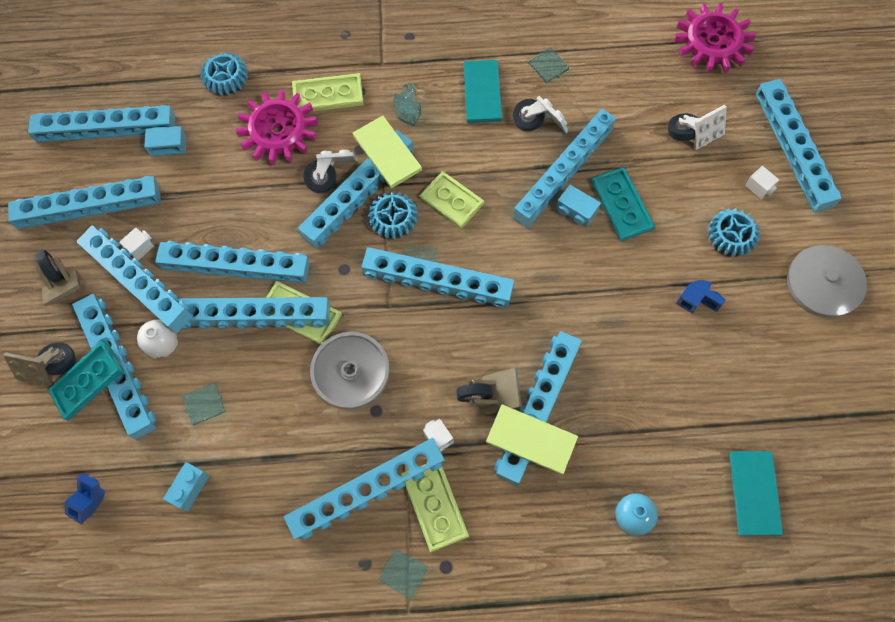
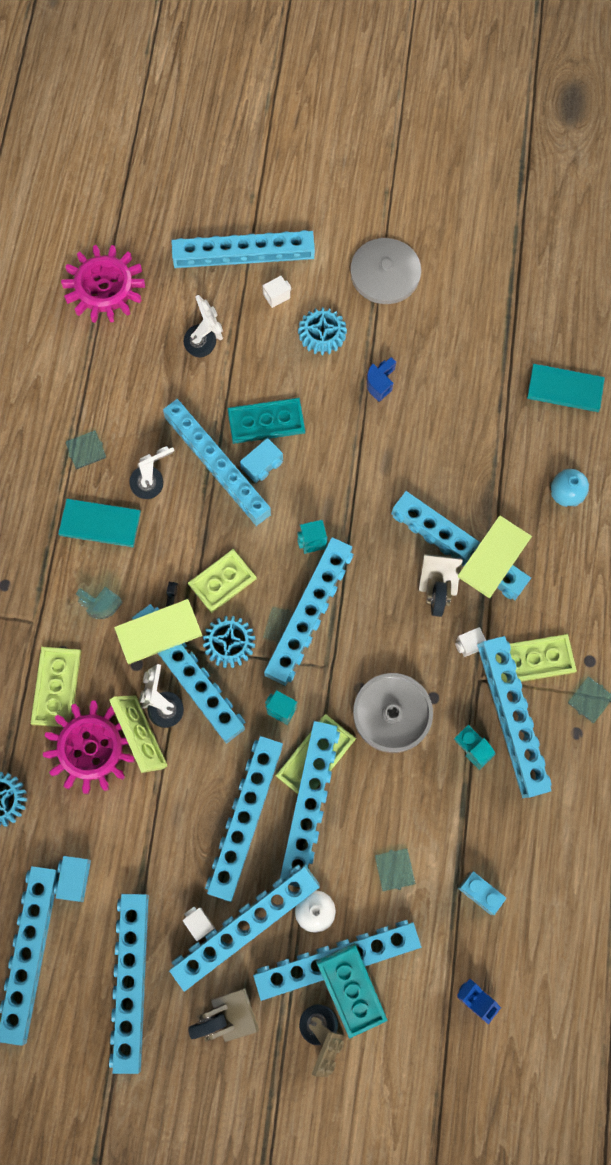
camera: 85 degrees left, 5 degrees up
(291, 158) = (138, 733): none -> yellowish green tile
(325, 456) = (477, 749): none -> teal brick
(336, 268) = (281, 707): none -> teal brick
(431, 158) = (171, 593): none -> black bar
(510, 261) = (312, 537): none -> teal brick

